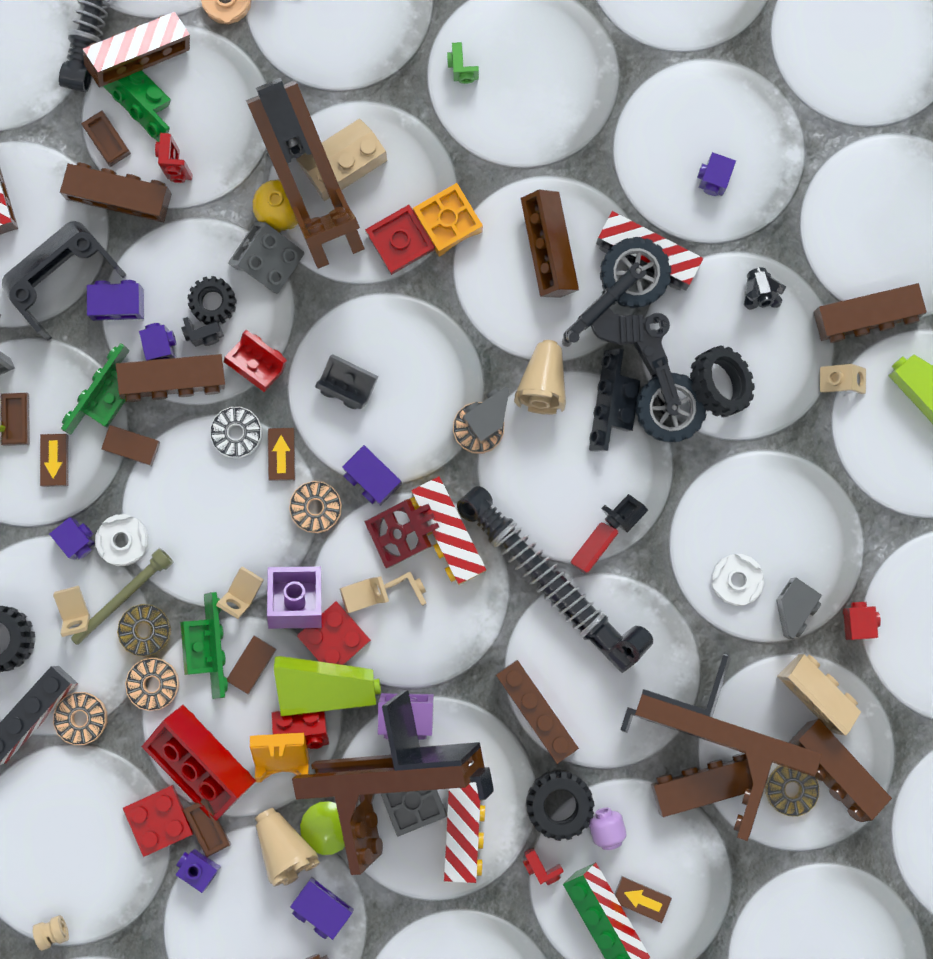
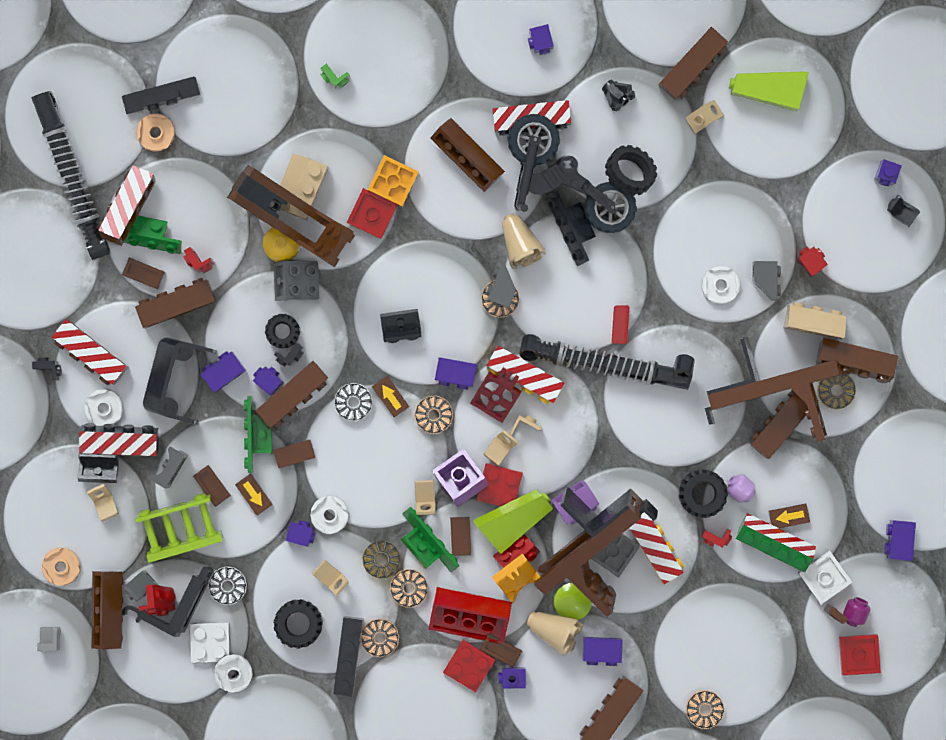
camera: 30 degrees left, 5 degrees up
(159, 562) = (361, 513): olive piece -> none
(256, 361) = (335, 350): red bracket -> none
(537, 711) = (651, 447): reddish brown brick -> none
(625, 514) = (626, 291): black bracket -> none

